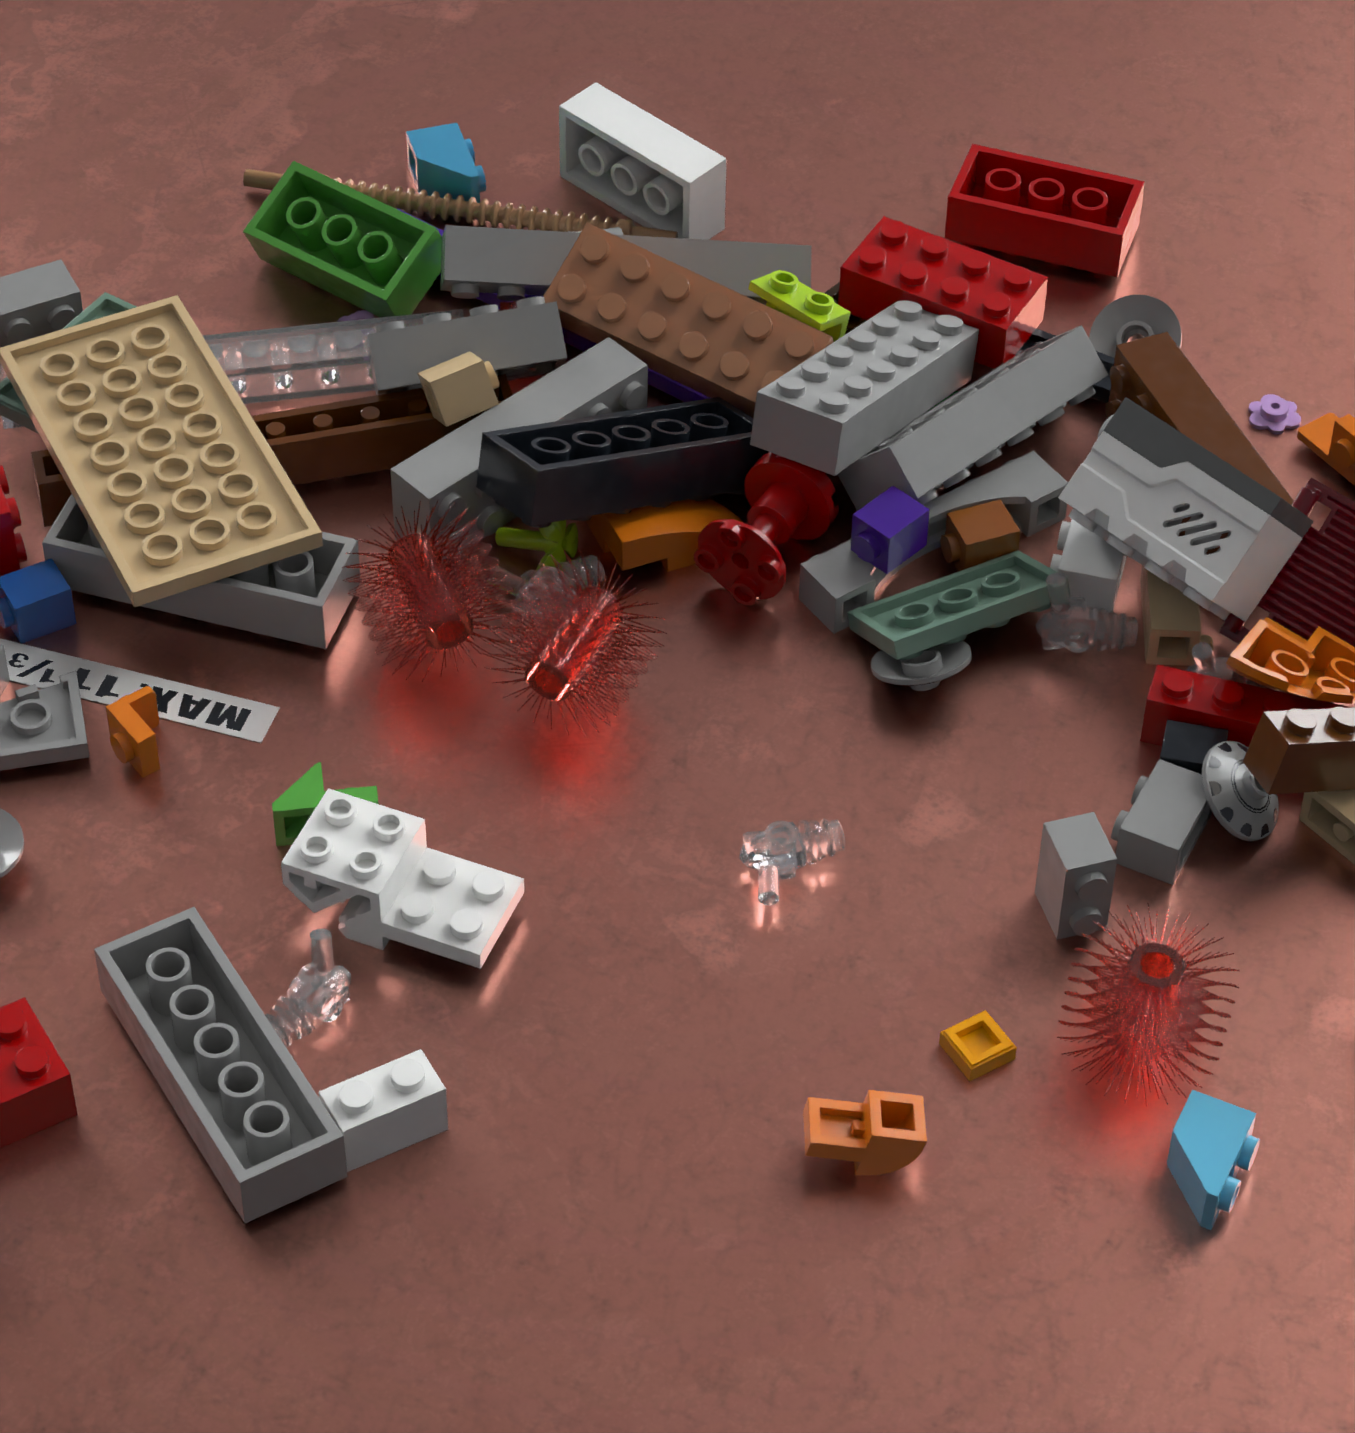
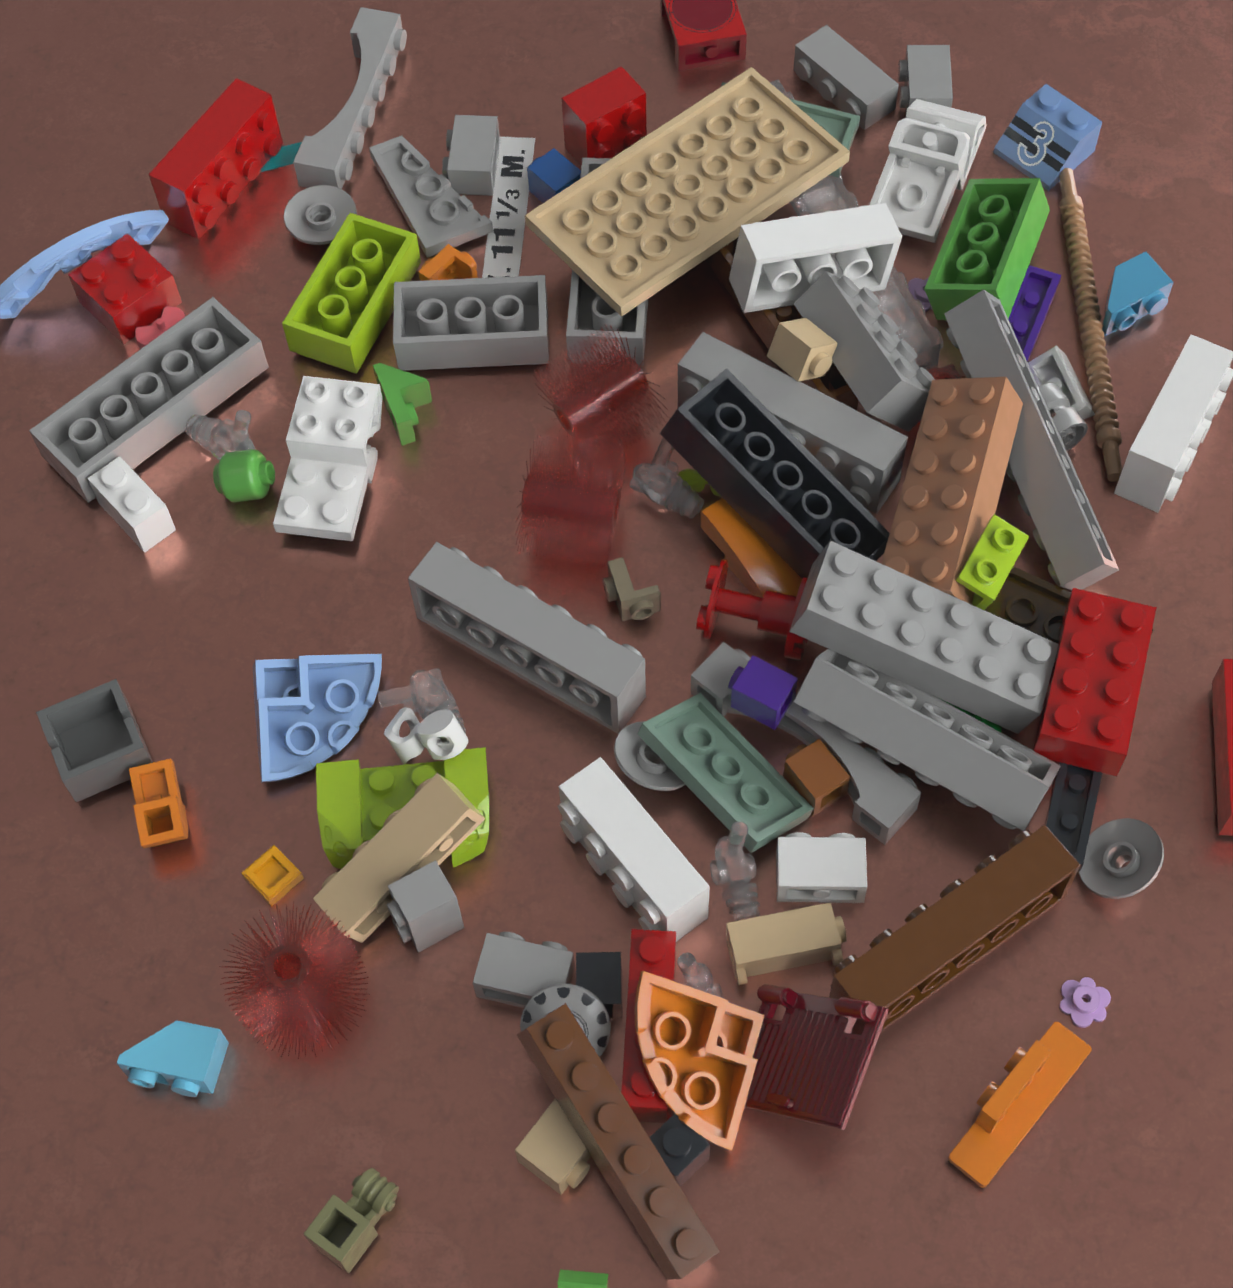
camera: 80 degrees right, 15 degrees up
(48, 236) = (926, 75): none -> light grey brick
(86, 1071) = (169, 317): none -> coral piece
(134, 820) = (351, 292): none -> lime brick
(193, 172) = (1048, 136): none -> medium blue slope
(194, 256) = (926, 165): none -> white piece
(240, 712) = (471, 322): none -> light grey brick
(330, 349) = (786, 256): none -> white brick
(382, 985) = (243, 475): none -> bright green head
(692, 648) = (630, 603): none -> dark tan bracket
(738, 730) = (529, 636): none -> light grey brick
(756, 1195) = (94, 739): none -> dark grey piece
(757, 975) = (310, 708): none -> light blue brick
(857, 827) = (437, 733): none -> white leg
(924, 888) = (358, 800): none -> lime piece
(1011, 883) = (410, 839): none -> tan brick
(1048, 687) = (632, 851): none -> white brick
(1183, 512) = (819, 908): white piece -> none

